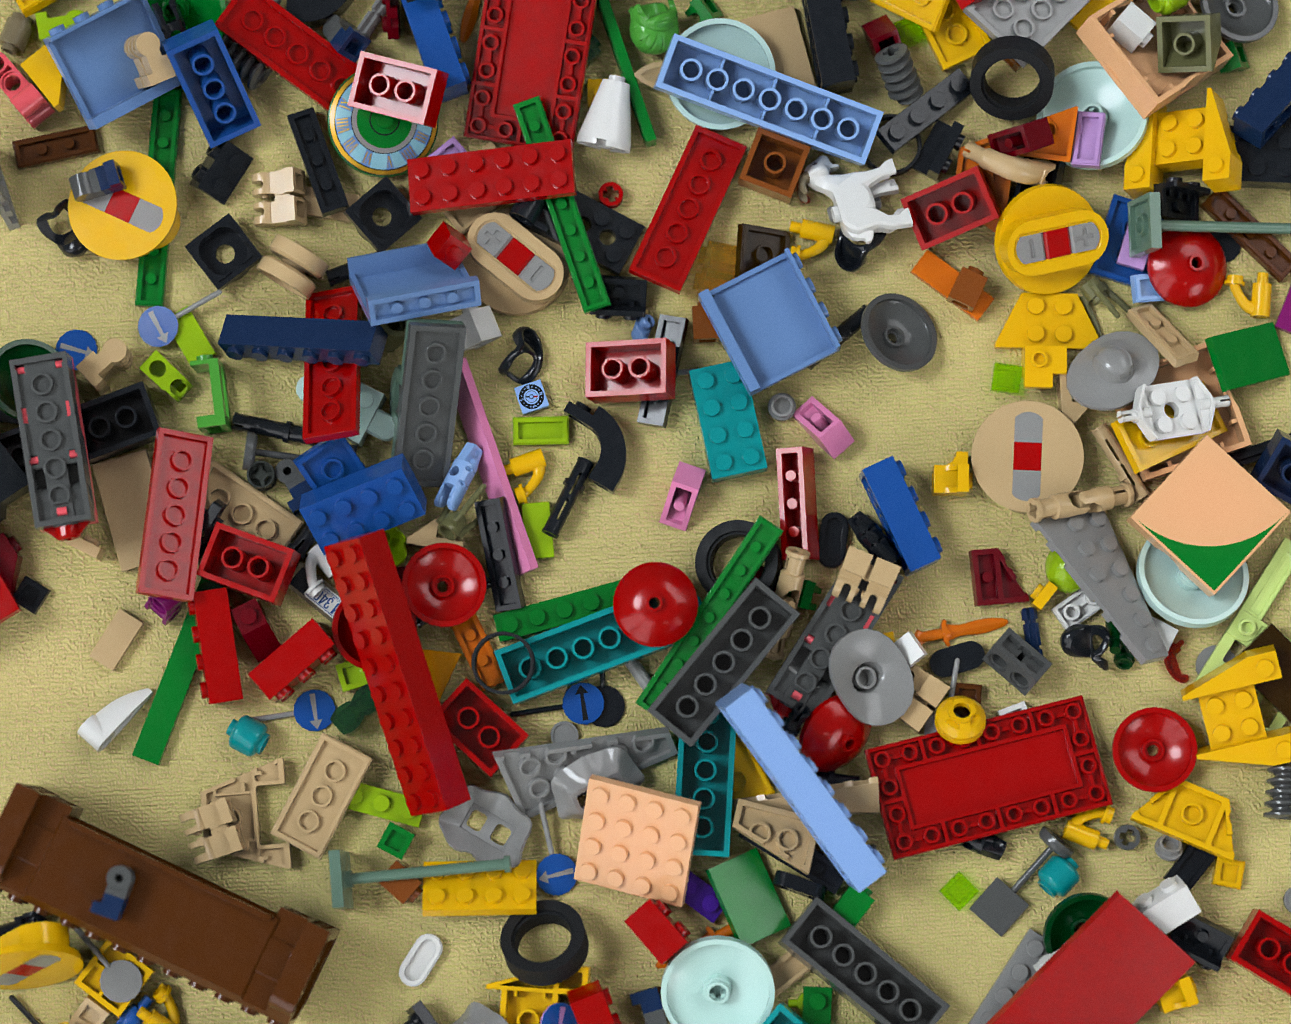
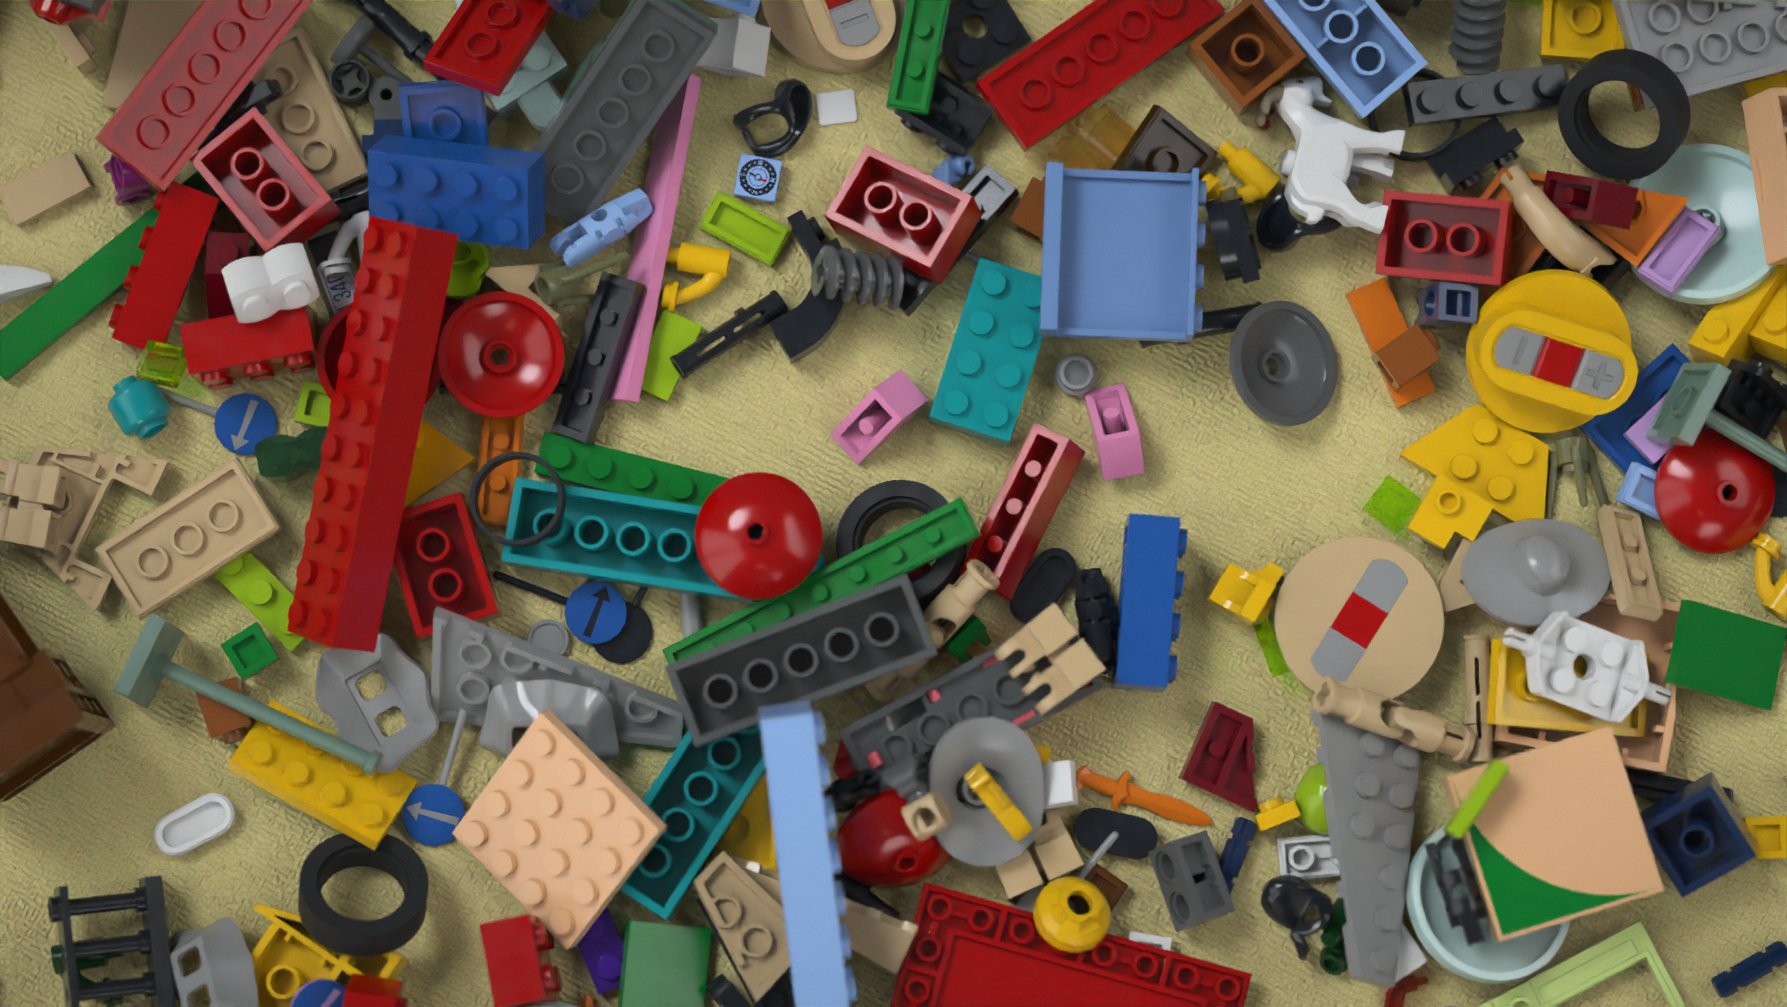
camera: 30 degrees right, 0 degrees up
(248, 702) = (162, 364): none -> clear neon green tile
(287, 619) = (270, 283): none -> white brick
(552, 329) = (836, 107): none -> white sticker
(625, 421) = (858, 274): none -> dark grey piece
(827, 276) = (1234, 245): none -> black piece
(844, 708) = (925, 811): none -> leg
(883, 679) = (998, 802): none -> yellow piece
(973, 246) = (1447, 305): none -> dark blue leg
(985, 501) = (1271, 649): none -> clear neon green tile
(1155, 520) = (1476, 799): none -> lime tile
(1184, 589) = (1464, 911): none -> black hinge

